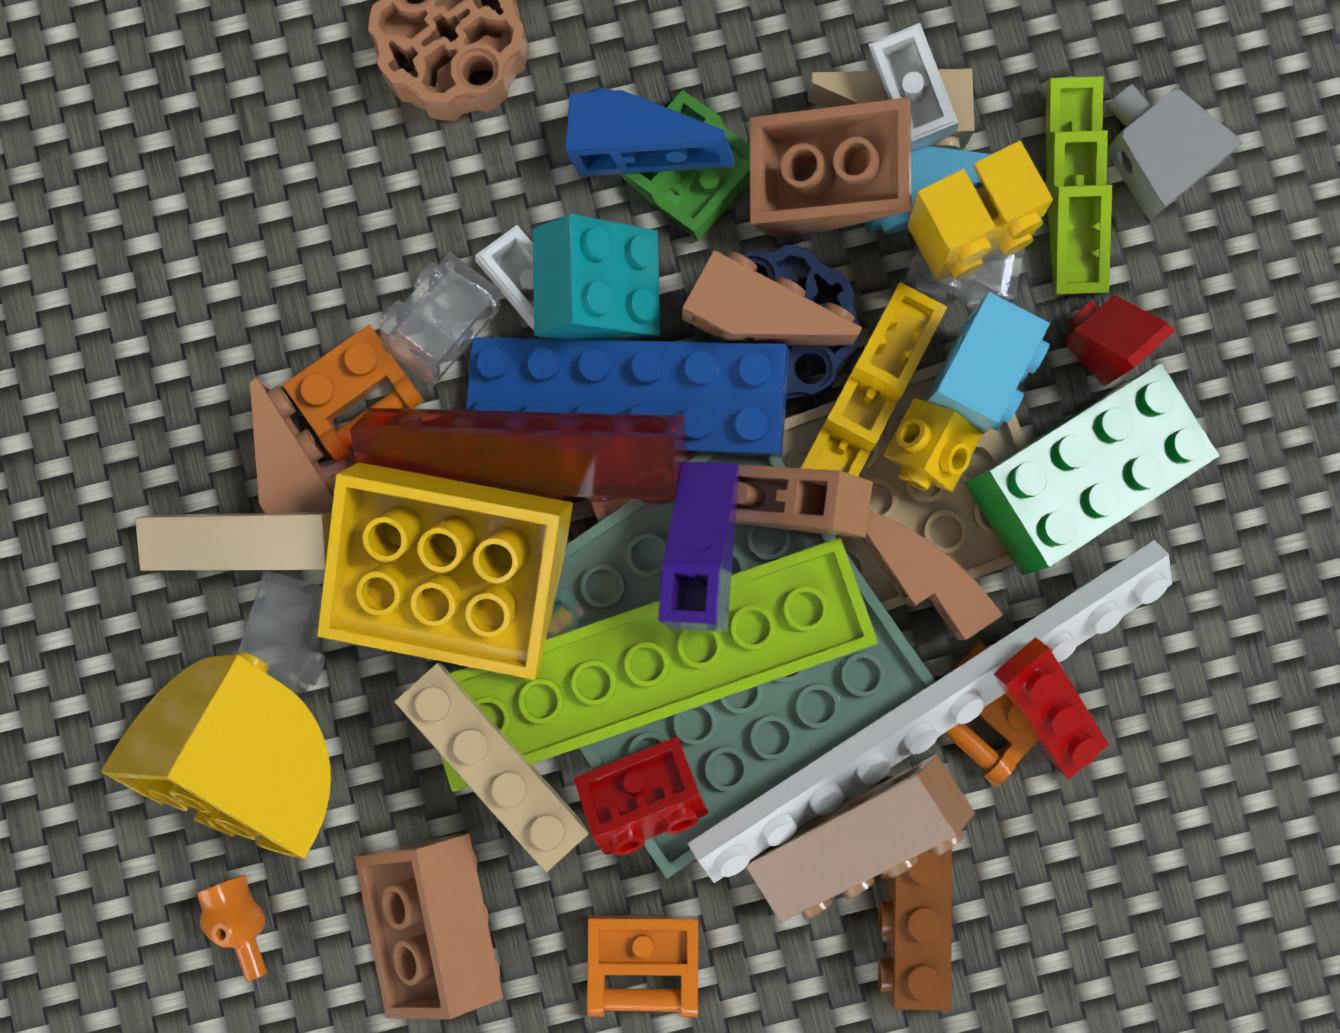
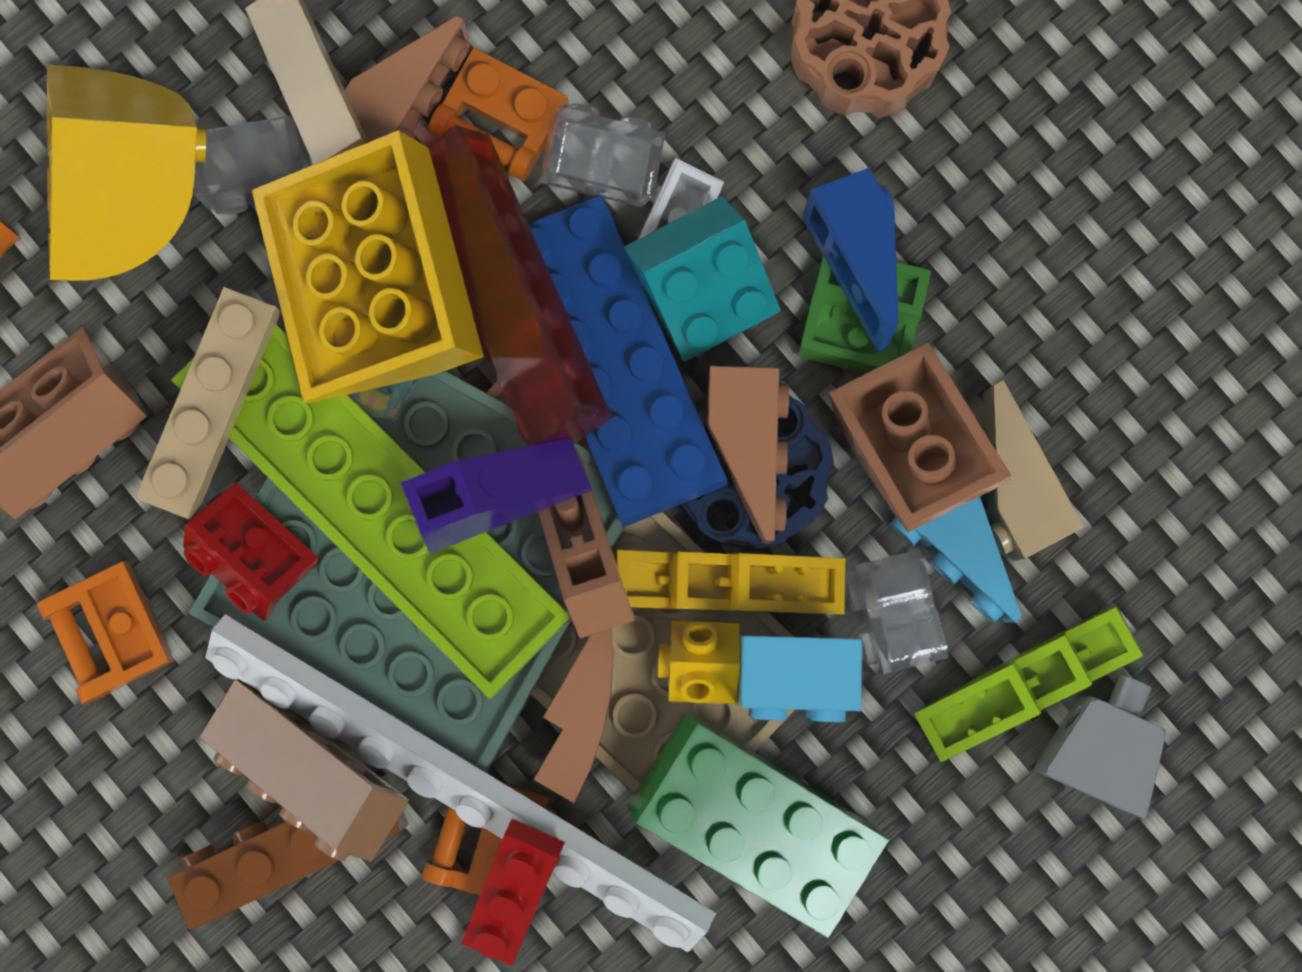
camera: 60 degrees right, 0 degrees up
(911, 72) = (1038, 476): white brick -> none
(964, 224) = (922, 593): yellow piece -> none
(1114, 337) = (895, 785): red slope -> none

